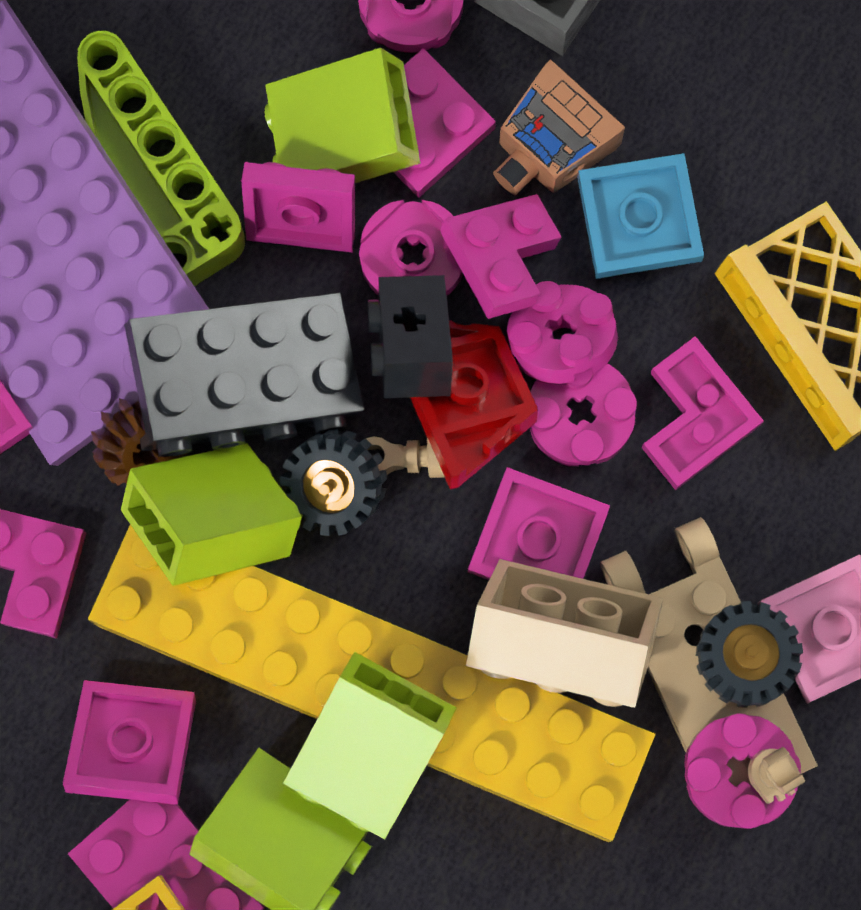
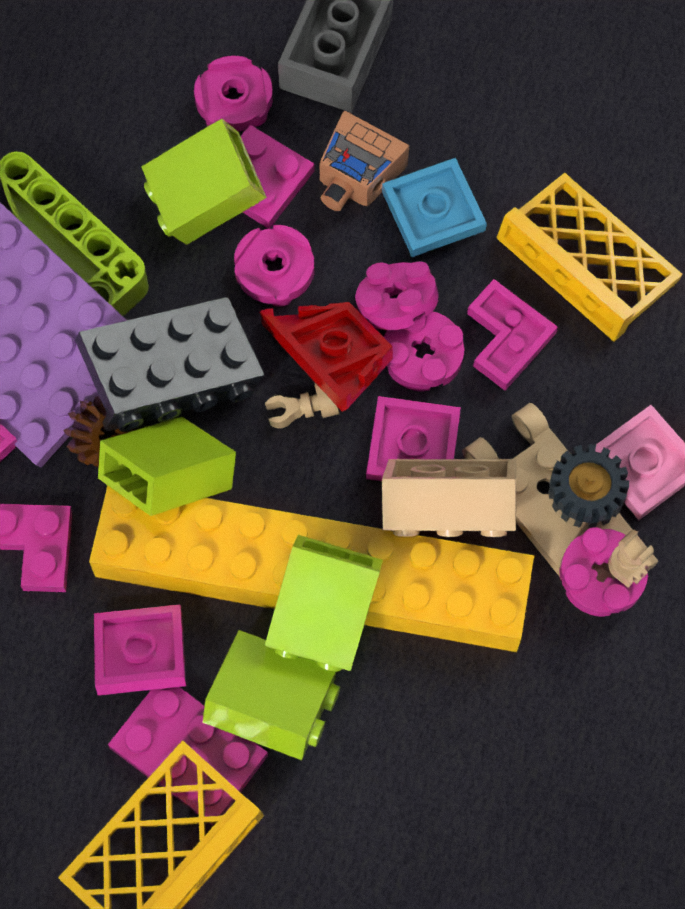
camera: 15 degrees left, 10 degrees down
(299, 206) = (184, 243): dark pink plate -> none
(334, 482) = (254, 430): black wheel -> none
(413, 336) = (288, 314): black brick -> none
(490, 251) = (334, 247): dark pink plate -> none

